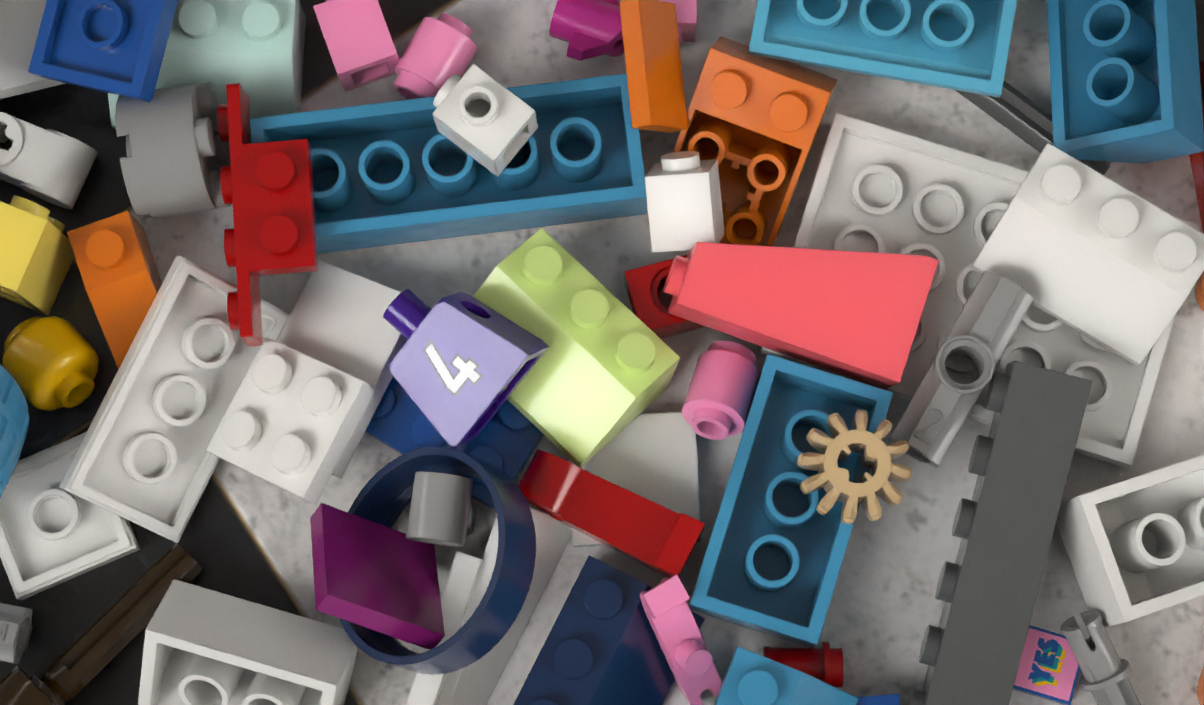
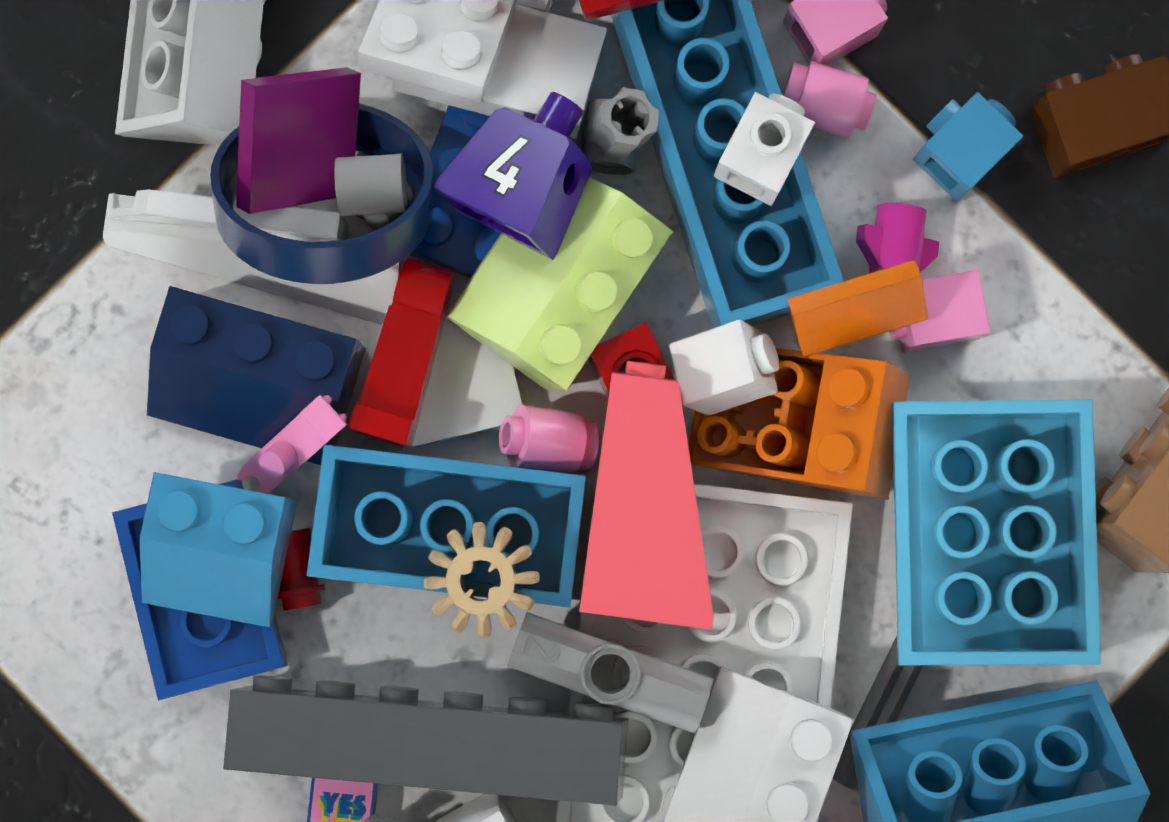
camera: 70 degrees right, 5 degrees up
(429, 260) = (618, 130): none -> light grey piece

